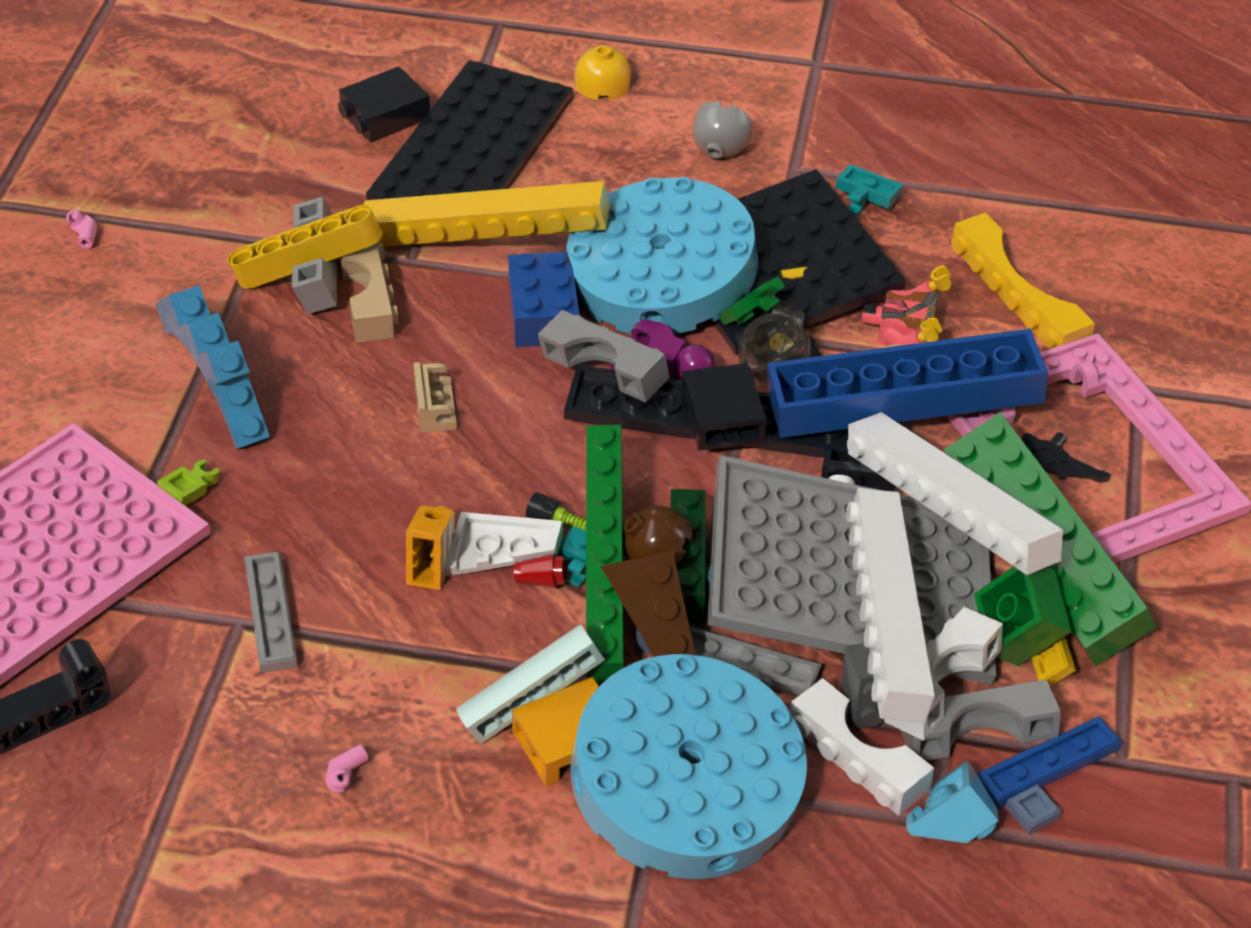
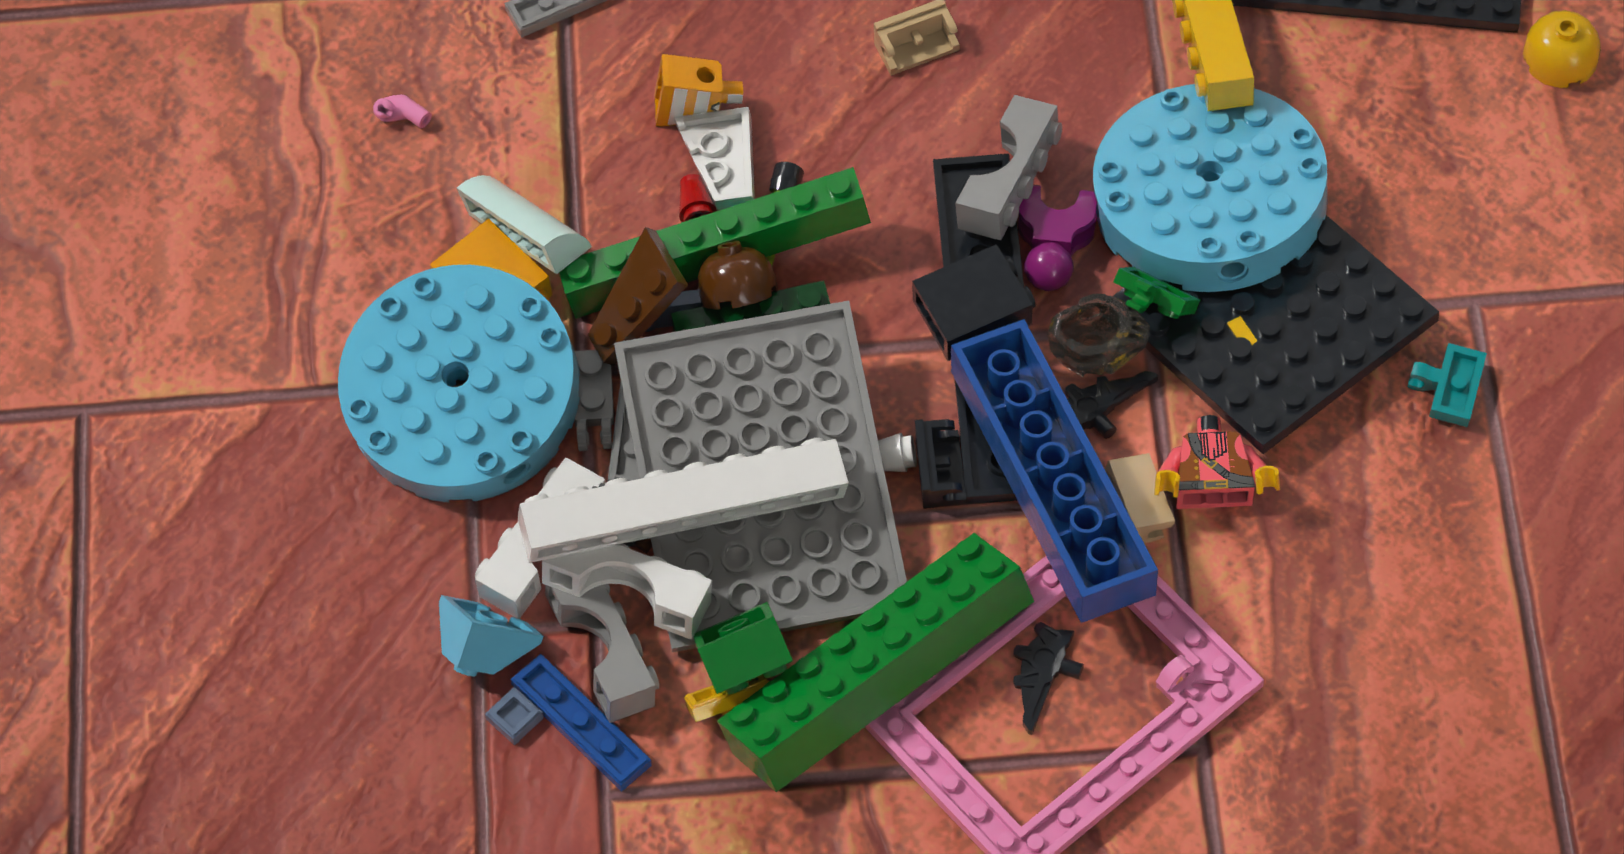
camera: 80 degrees right, 15 degrees up
(538, 291) = (1101, 87): blue brick -> none
(721, 130) = (1479, 197): light grey cylinder -> none
(956, 493) = (867, 535): white brick -> none
(1051, 319) = (1384, 531): yellow arch -> none

